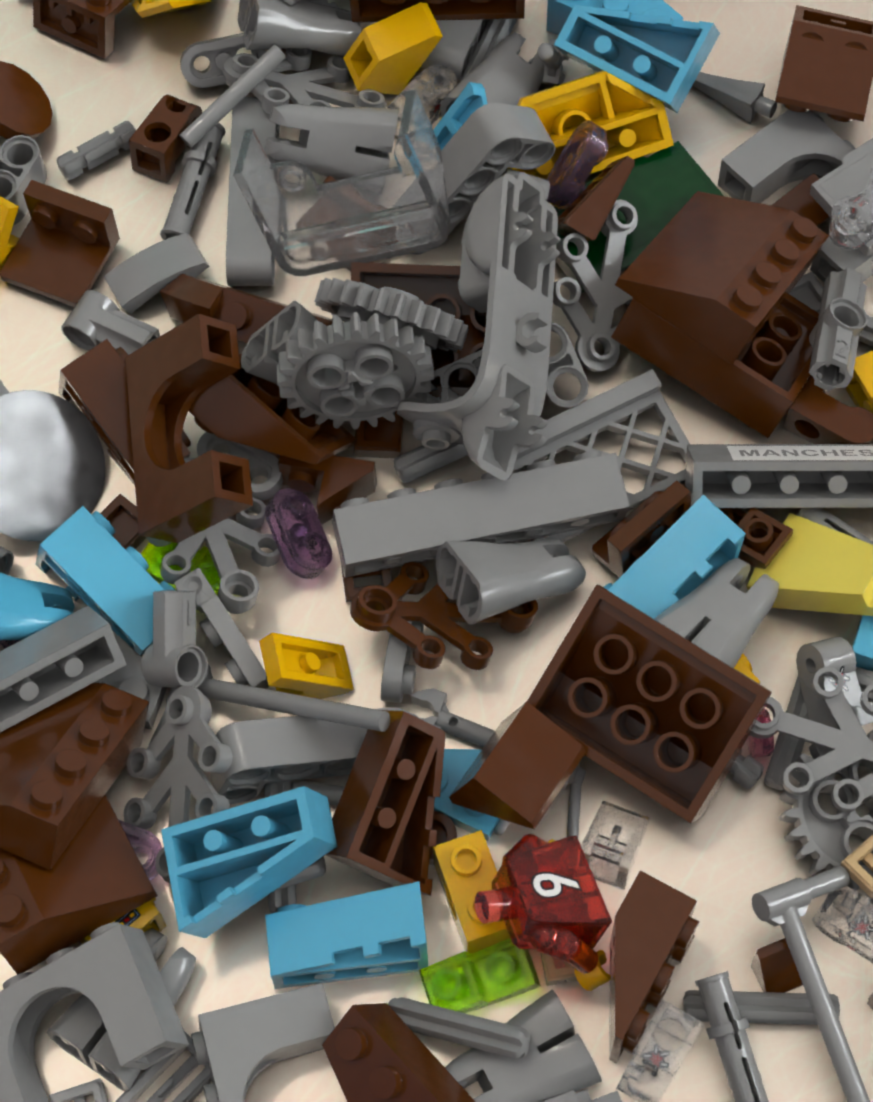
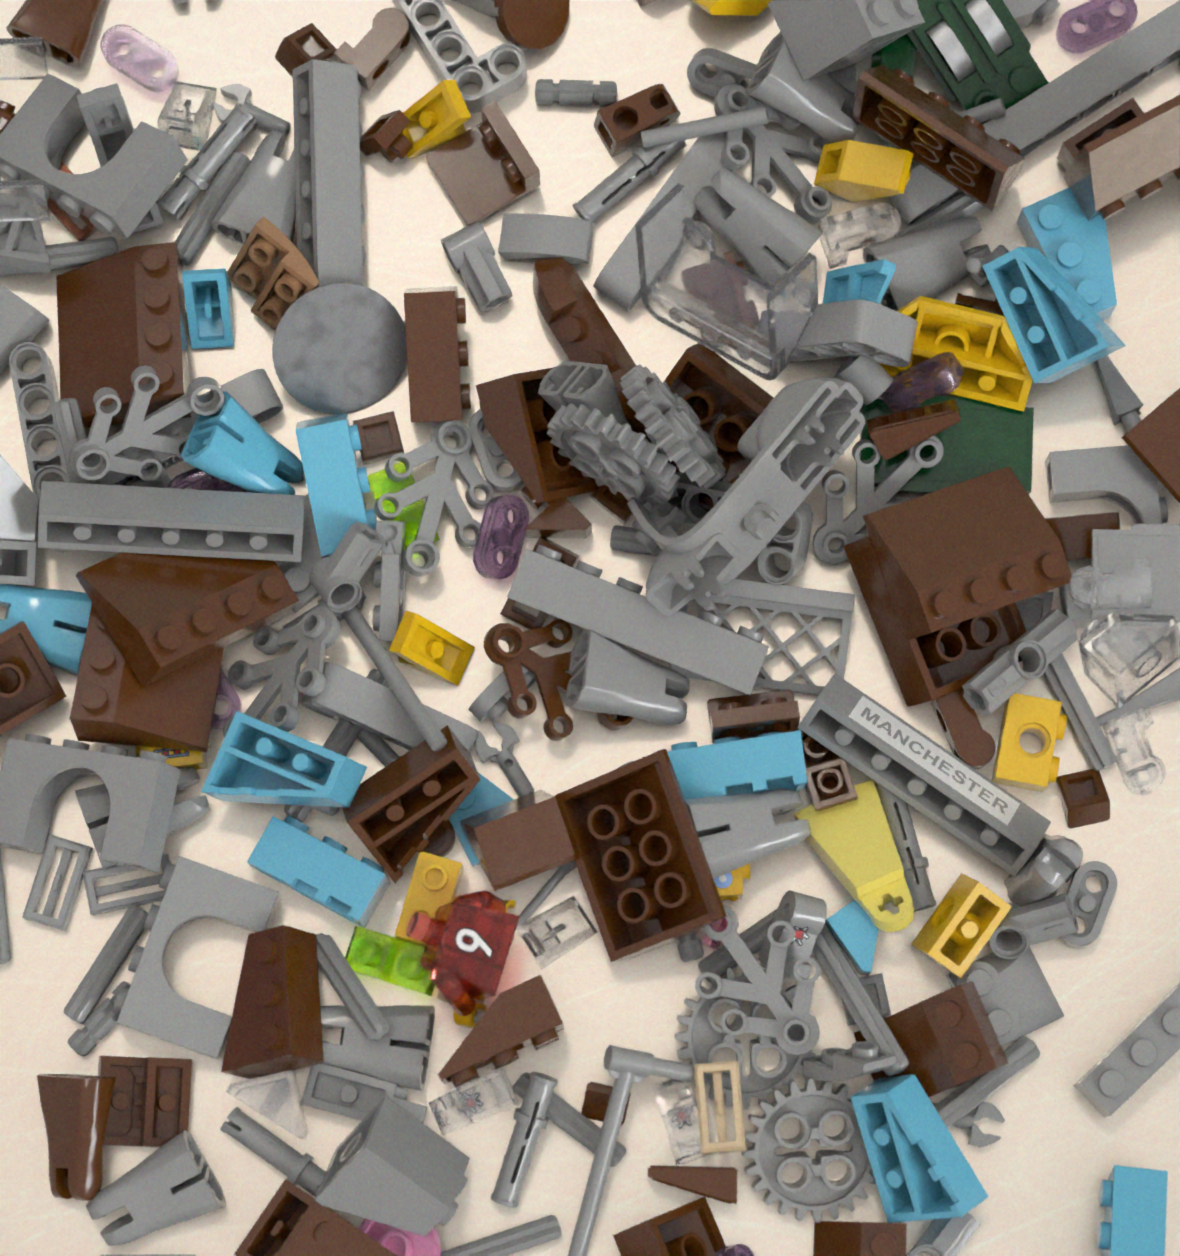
camera: 35 degrees right, 15 degrees up
(162, 384) = (463, 366): reddish brown arch -> none

